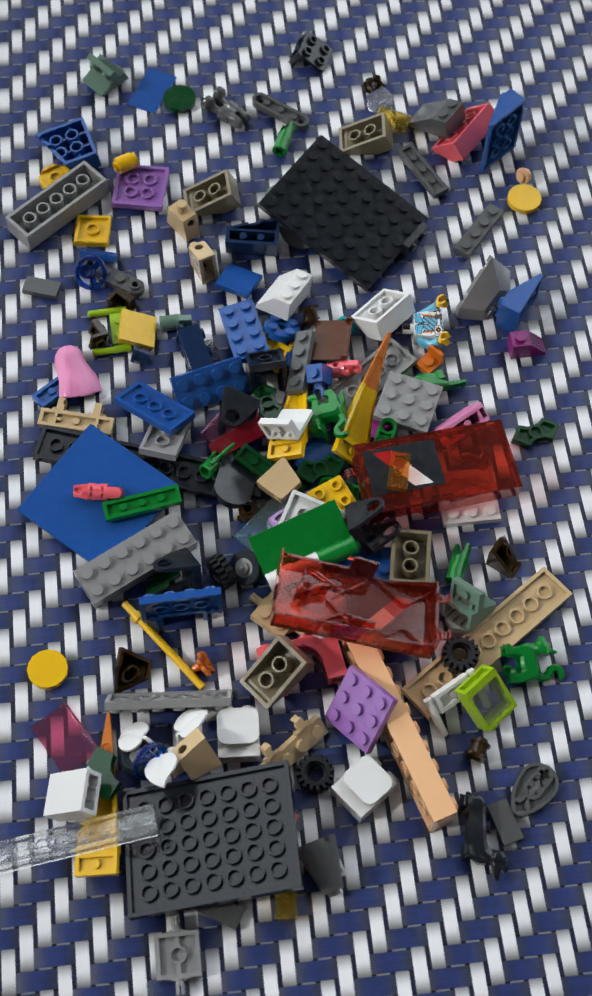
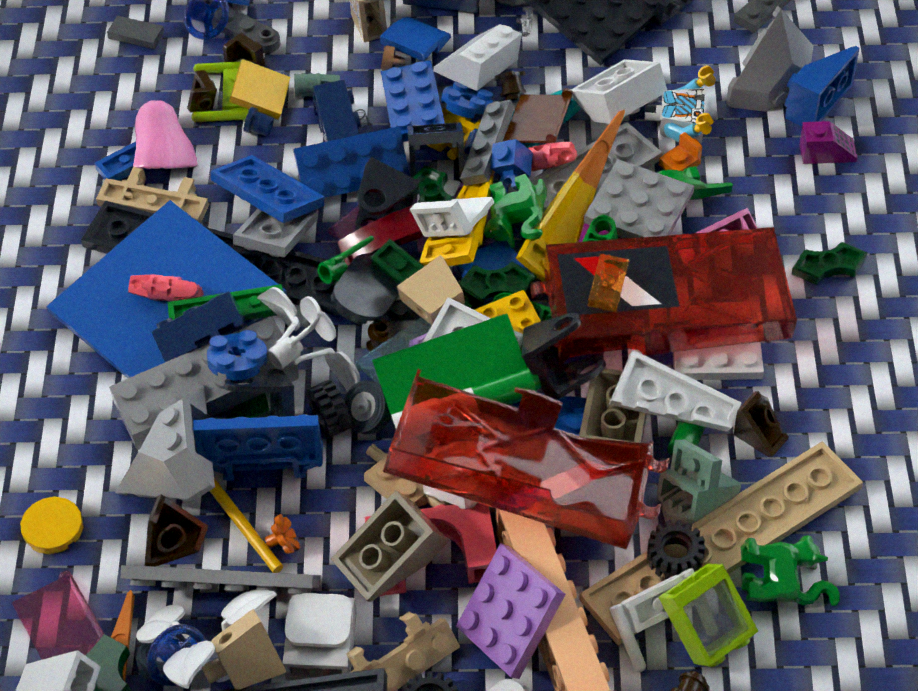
camera: 10 degrees right, 10 degrees down
(122, 619) = (168, 456): none -> light grey wedge
(127, 522) = (198, 326): none -> dark blue wedge
(158, 535) = (223, 353): none -> blue plate
(192, 535) = (288, 349): none -> white plant
(224, 298) = (390, 59): none -> medium nougat tile
(313, 261) = (527, 23): none -> clear piece
(442, 544) = (670, 394): none -> white wing

